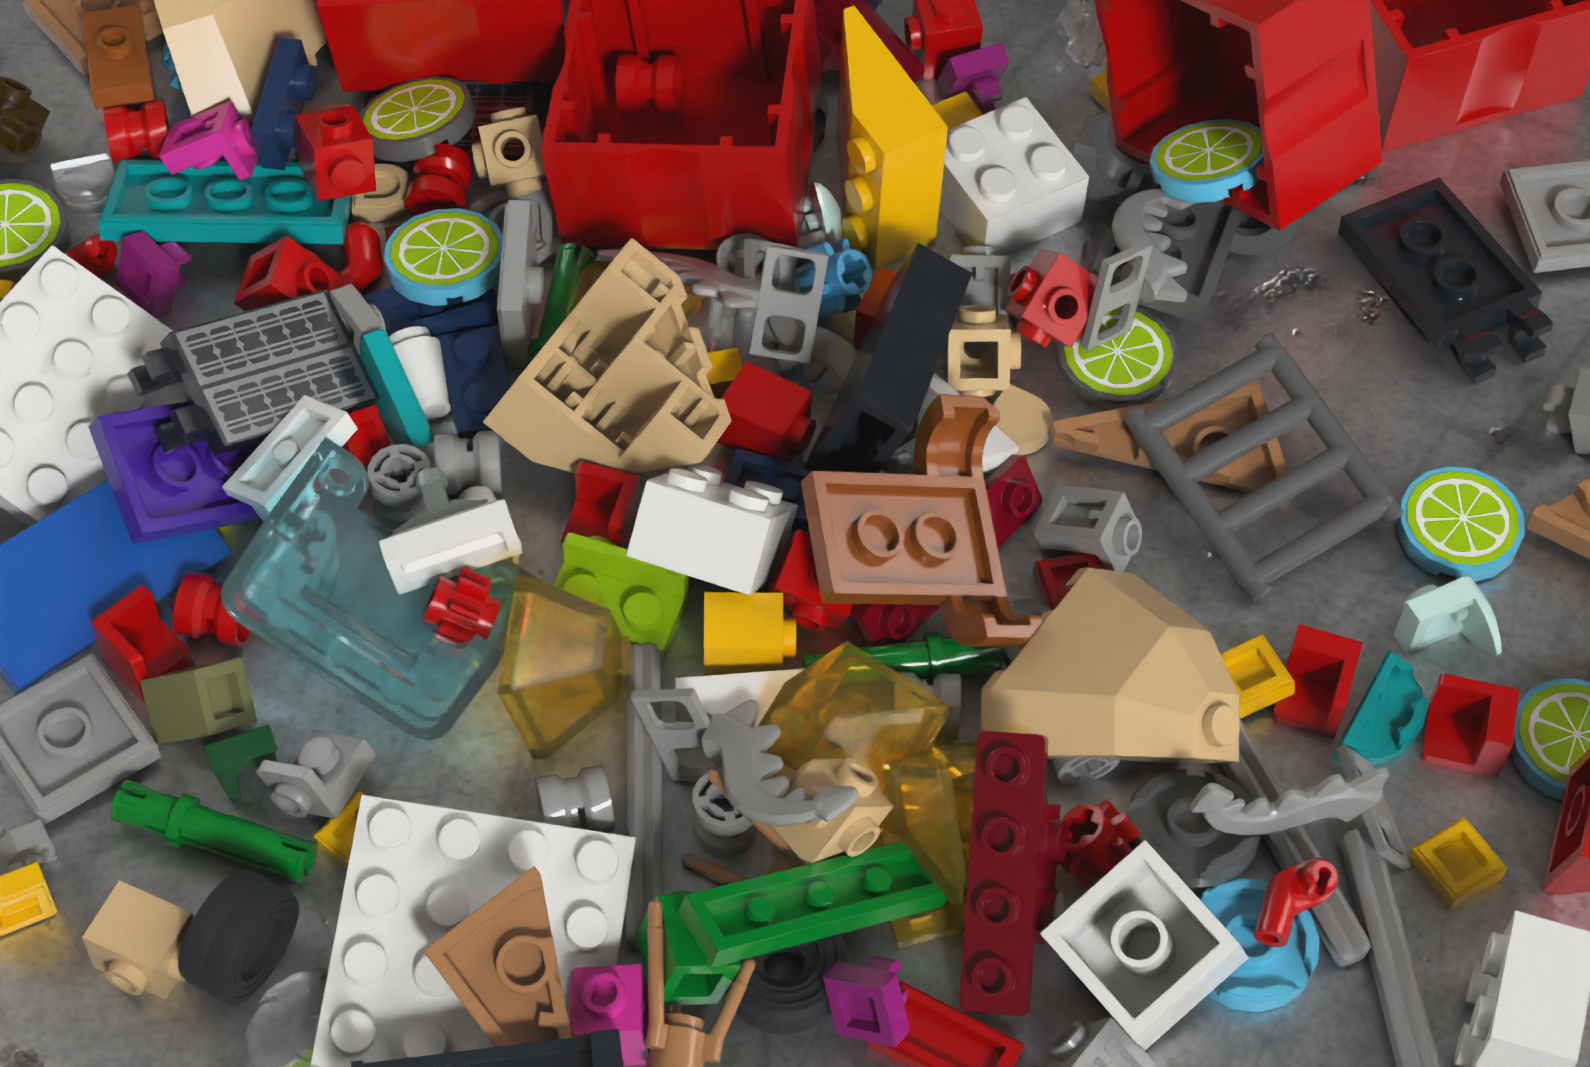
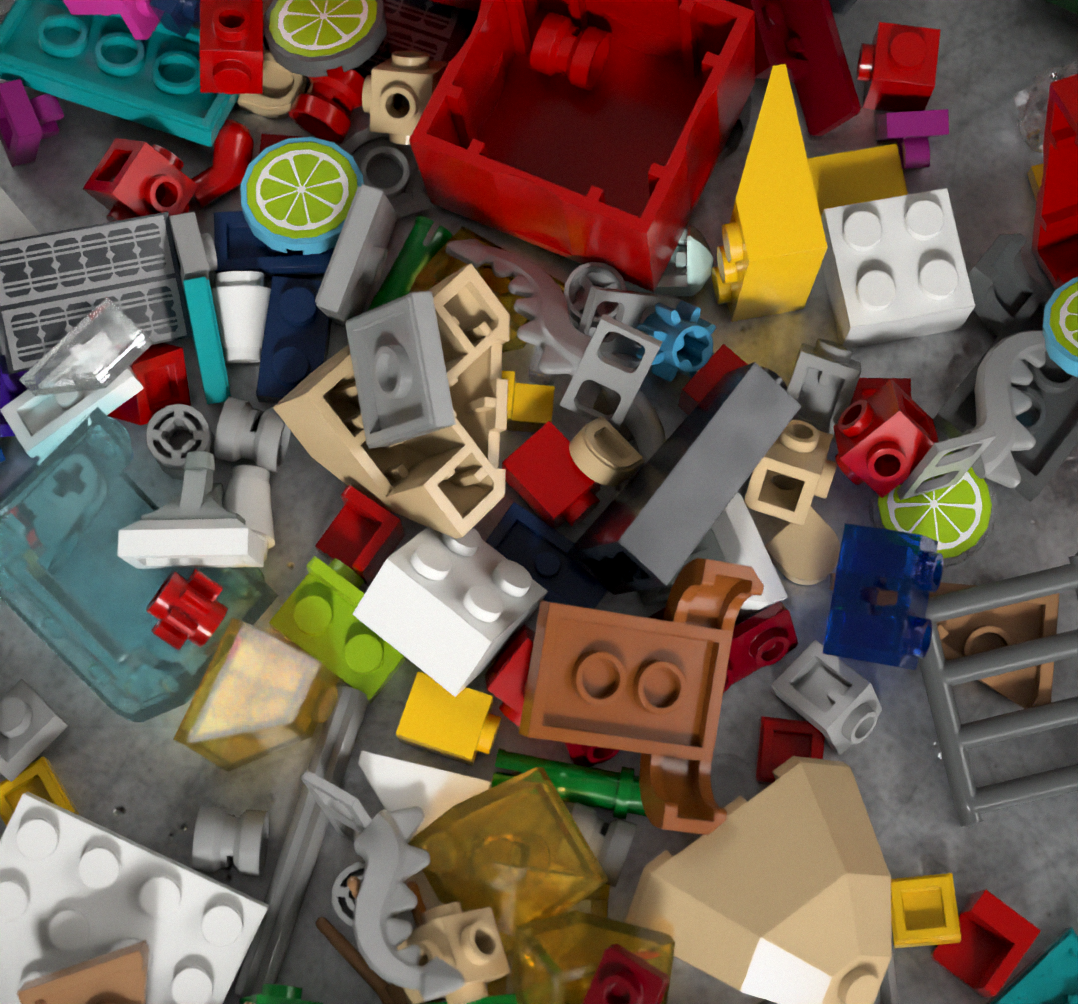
camera: 20 degrees right, 20 degrees up
(297, 409) = (89, 354): none -> clear tile
(601, 328) = (400, 370): none -> light grey plate
(808, 373) = (604, 453): none -> tan tile
(1100, 445) = (882, 562): none -> clear blue brick

